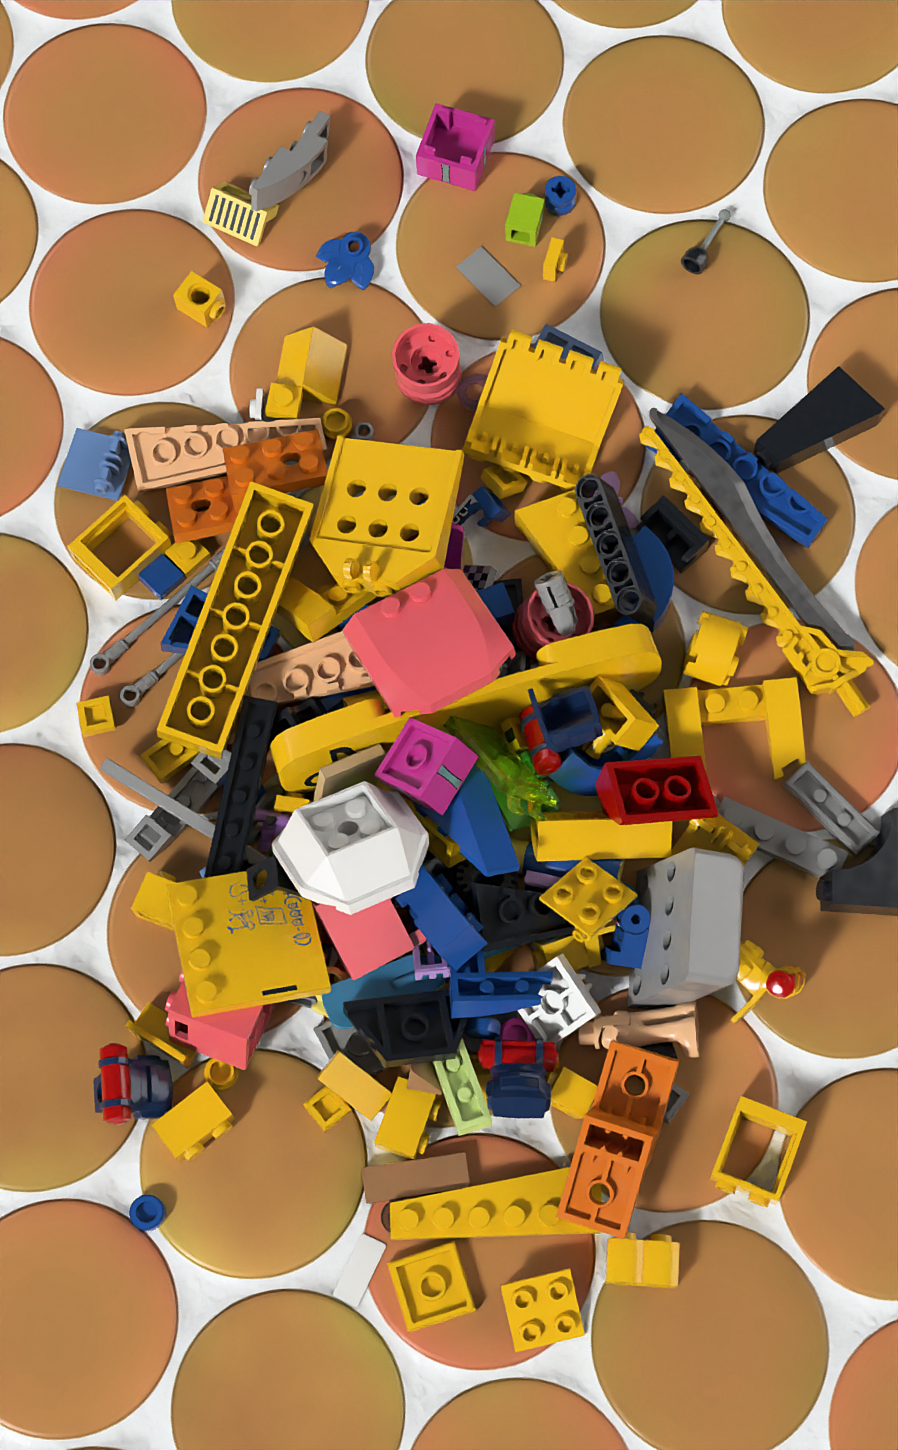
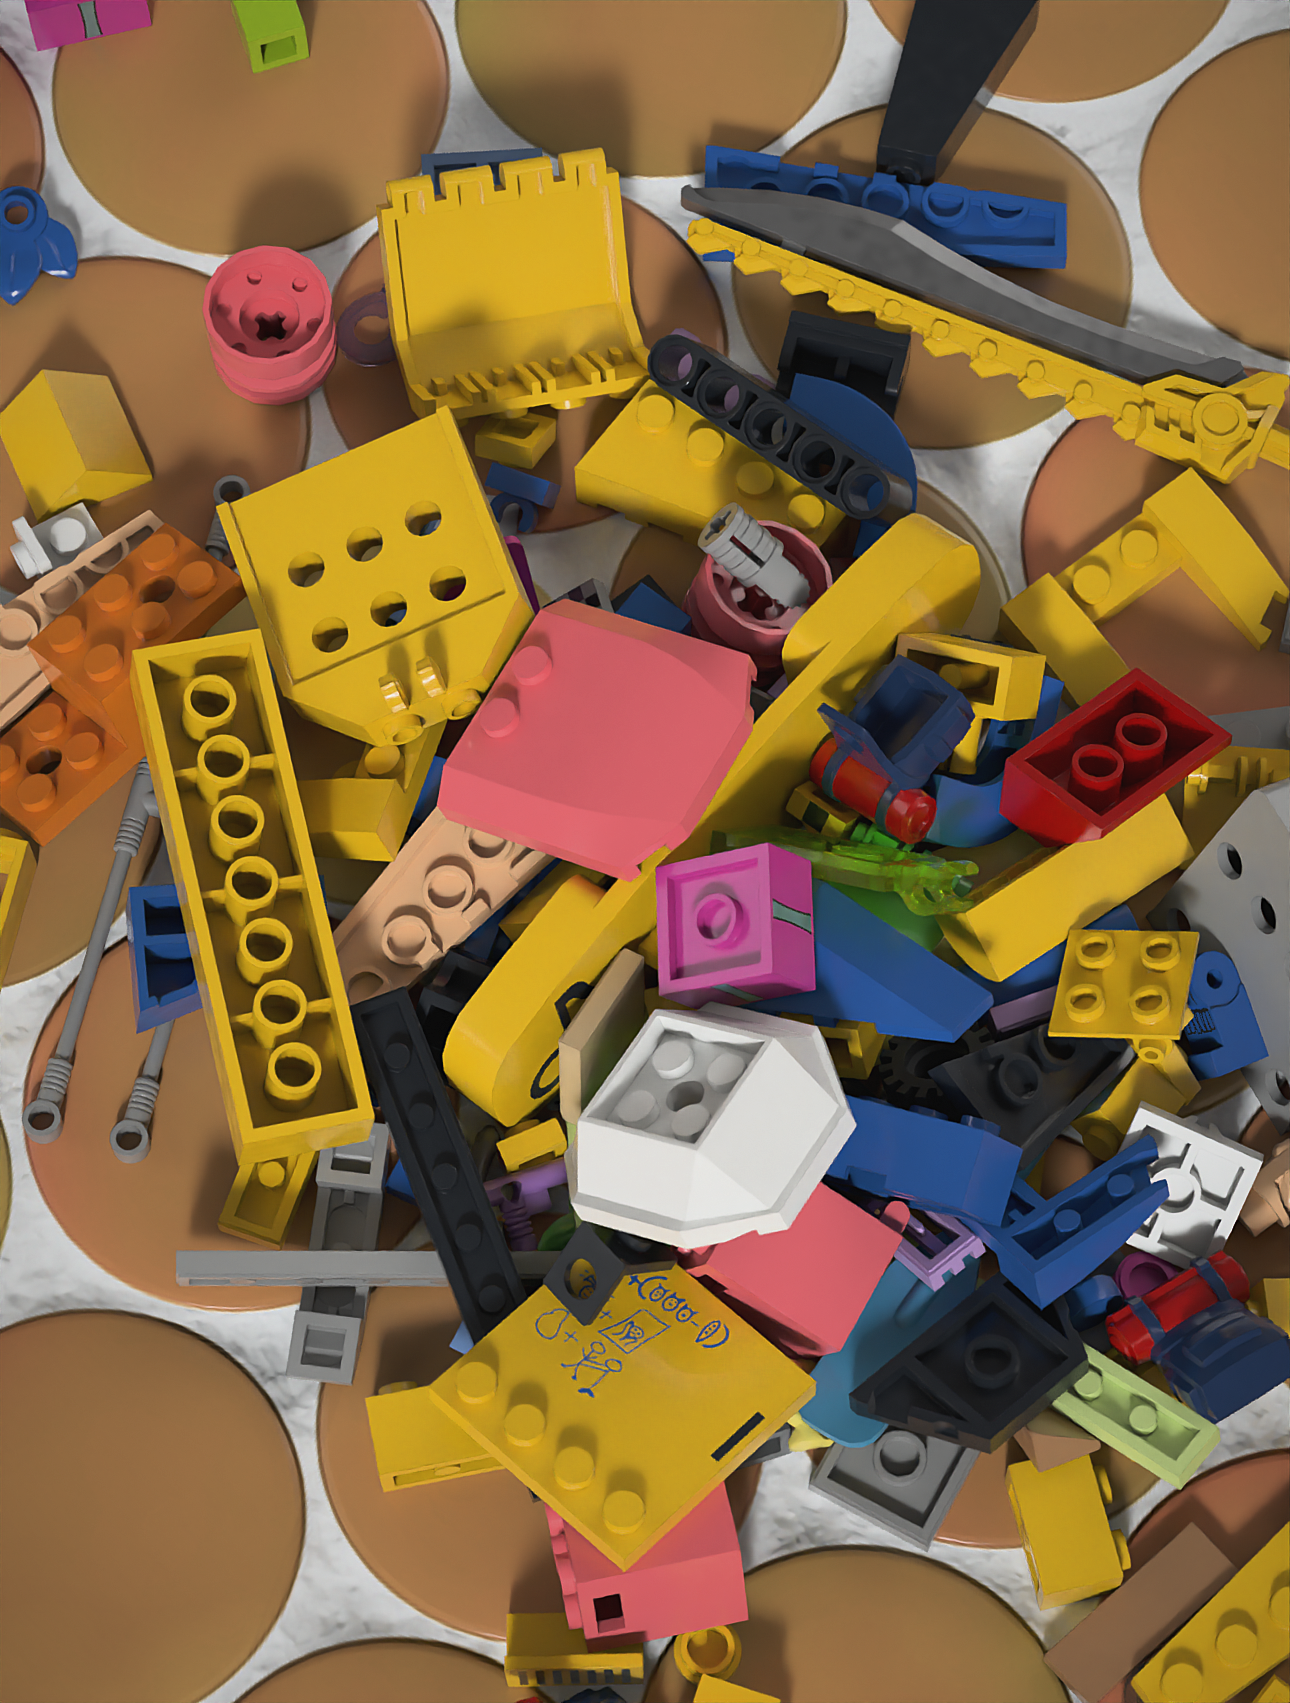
camera: 35 degrees left, 5 degrees down
(96, 716) = (96, 1207): yellow plate -> none
(161, 577) = (51, 919): blue tile -> none
(187, 556) = (71, 860): yellow plate -> none
(284, 401) = (71, 517): yellow plate -> none
(327, 1108) = (919, 1596): yellow tile -> none
(336, 423) = (179, 505): yellow plate -> none
(354, 1085) = (943, 1528): yellow tile -> none
(488, 276) = (265, 143): light grey sticker -> none
(554, 260) = (361, 55): yellow plate -> none
(714, 649) = (1035, 498): yellow brick -> none

